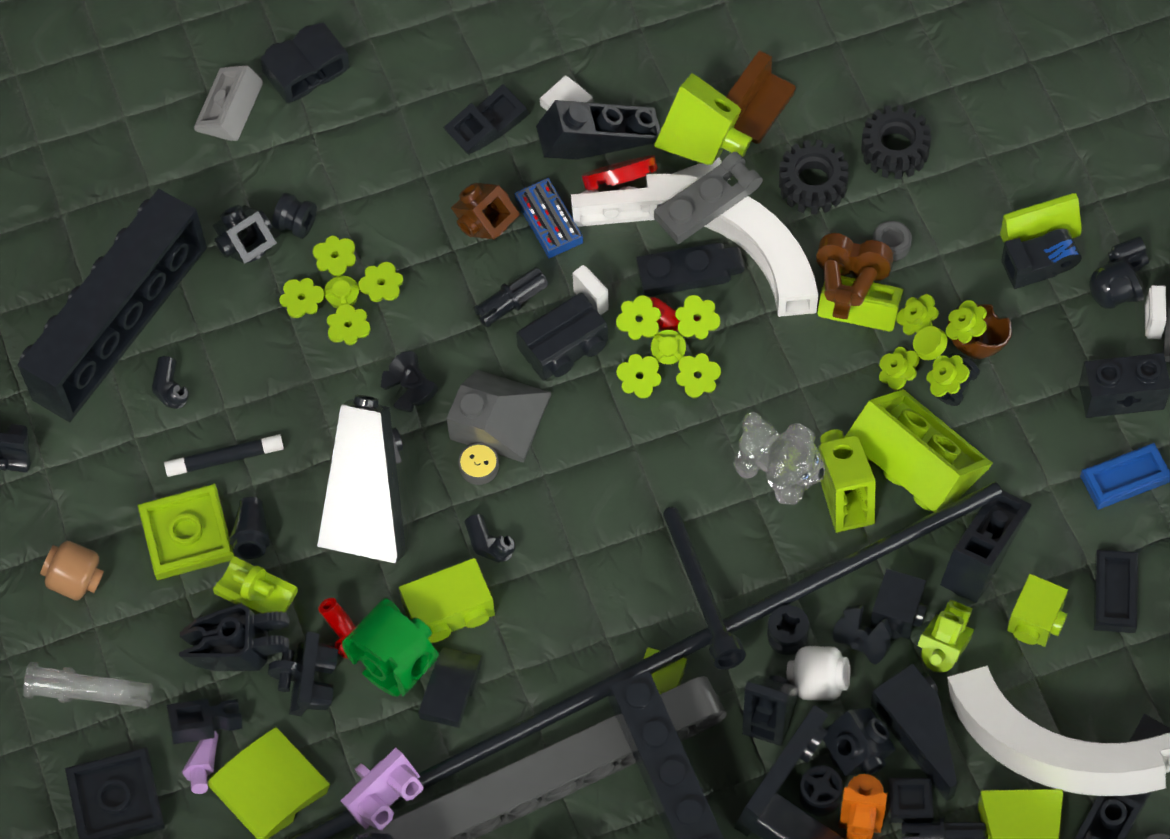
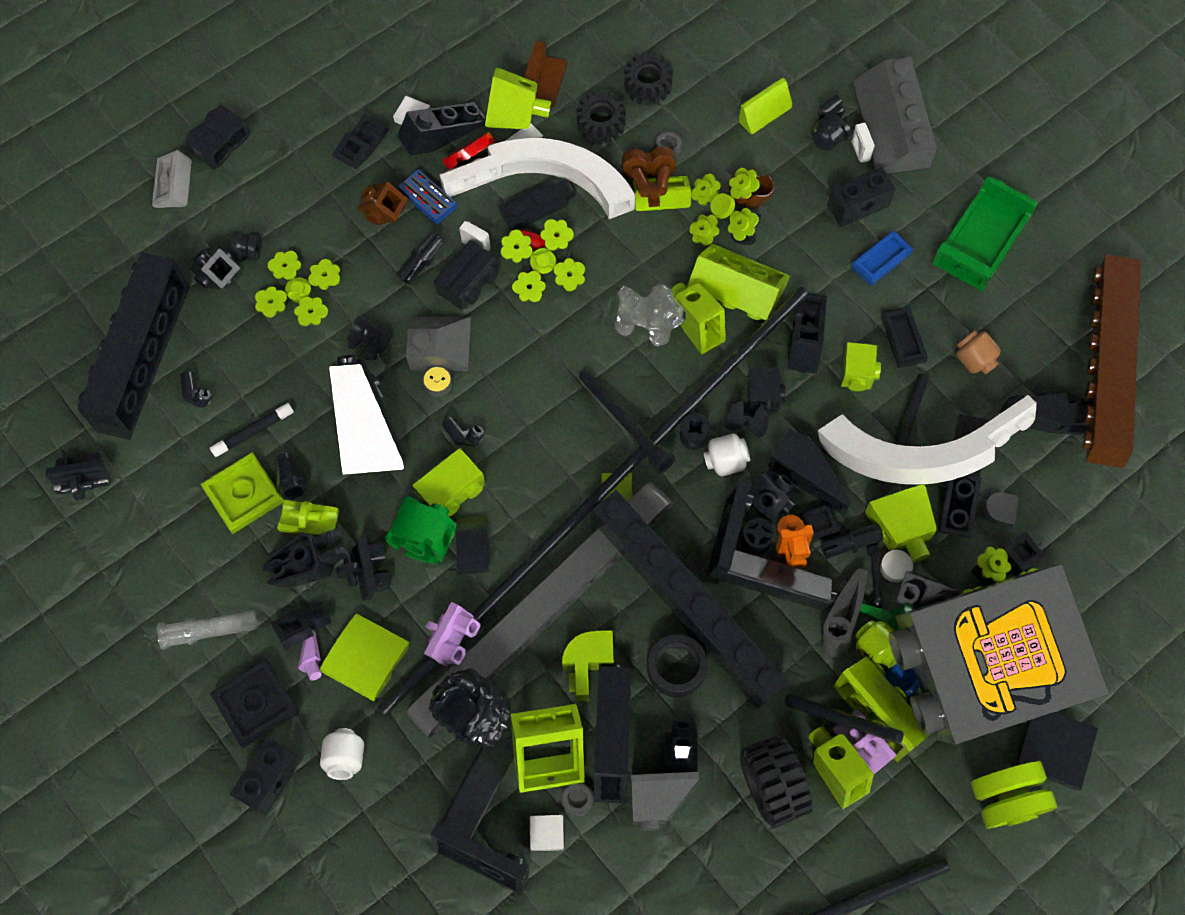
camera: 20 degrees left, 5 degrees up
(71, 570) = (167, 546): medium nougat head -> none
(338, 620) = (376, 523): red arm -> none
(707, 198) = (535, 150): dark grey plate -> none
(768, 708) = (704, 490): black slope -> none
(946, 637) = (806, 403): lime hips -> none
(1039, 257) = (772, 128): black leg -> none
(1088, 690) = (911, 410): none -> black bar

